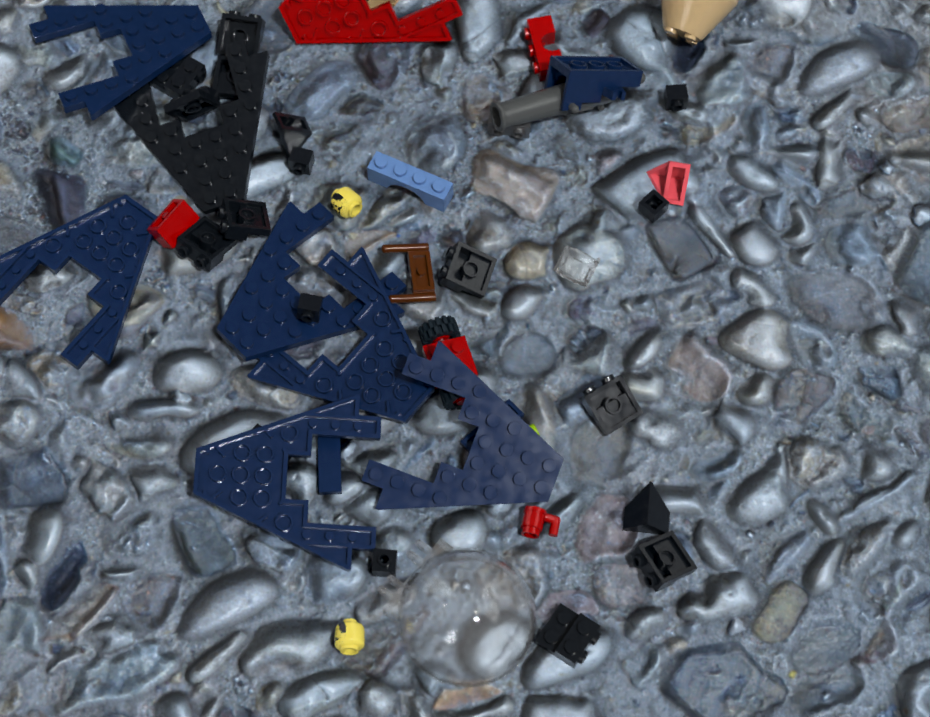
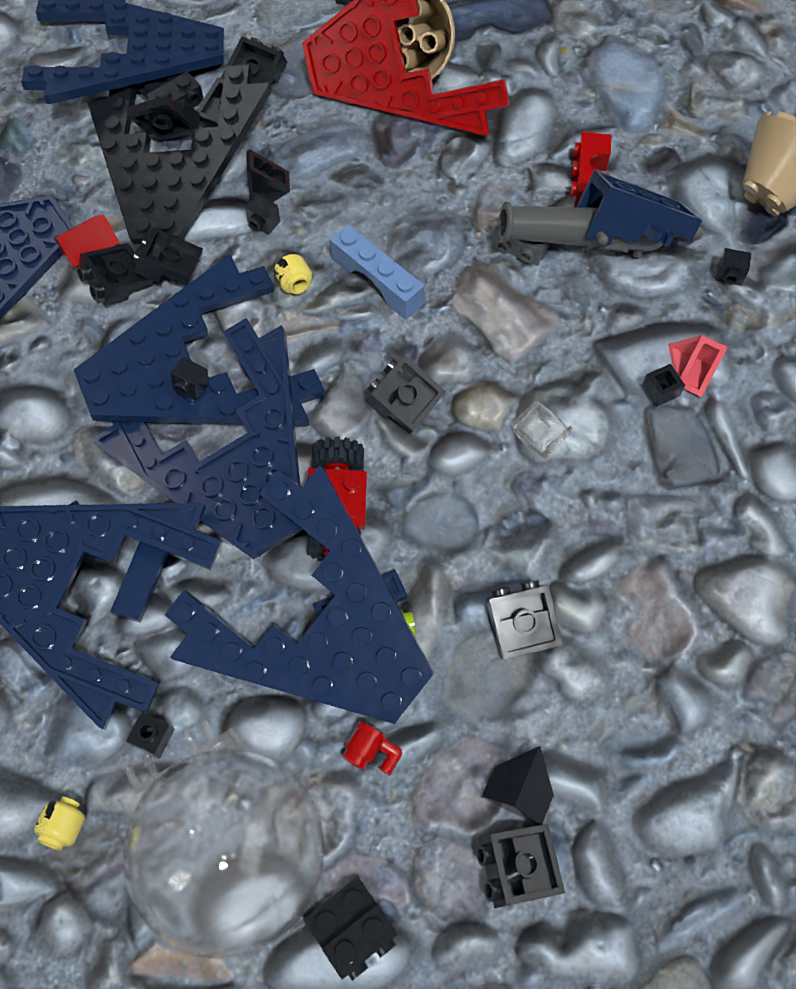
camera: 20 degrees right, 0 degrees up
(419, 270) = (346, 379): reddish brown plate -> none

